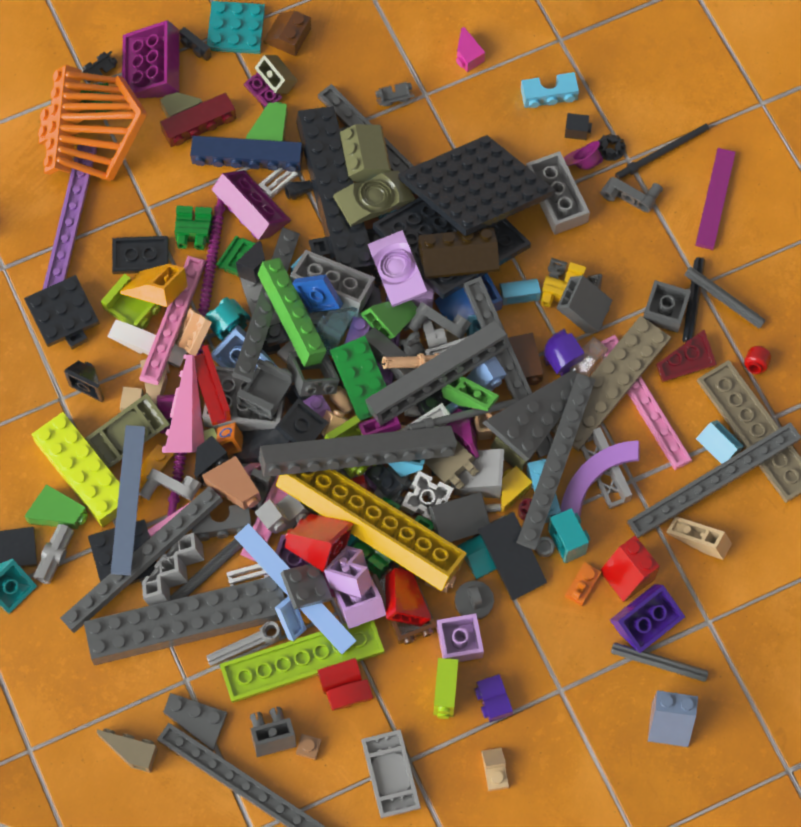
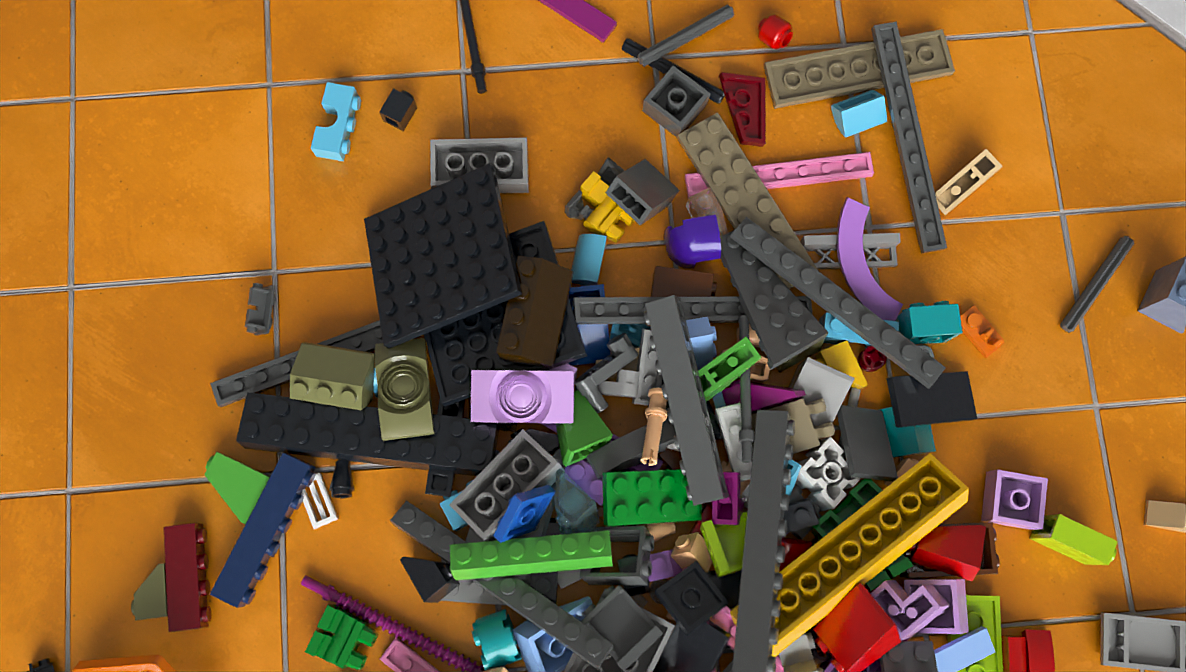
camera: 75 degrees left, 10 degrees up
(152, 60) = (68, 610): magenta slope -> none
(199, 48) = (78, 538): black plate -> none
(233, 253) = (403, 595): green plate -> none
(236, 27) = (68, 477): teal plate -> none
(250, 204) = (339, 550): magenta slope -> none
(261, 91) = (179, 476): magenta slope -> none
(276, 74) = (164, 450): olive brick -> none
(289, 32) = (107, 410): reddish brown slope -> none
(411, 345) = (626, 416): dark grey hair -> none
(469, 51) = (240, 196): dark pink slope -> none
(474, 598) = (965, 461): dark grey tile -> none
(494, 698) = (1093, 486): dark purple brick -> none
(585, 157) = (442, 115): magenta piece -> none
(609, 153) = (449, 87): black gear -> none
(617, 188) = (498, 97): dark grey beam -> none
(630, 569) = (990, 270): red slope -> none
(647, 617) = (1048, 275): dark purple slope -> none

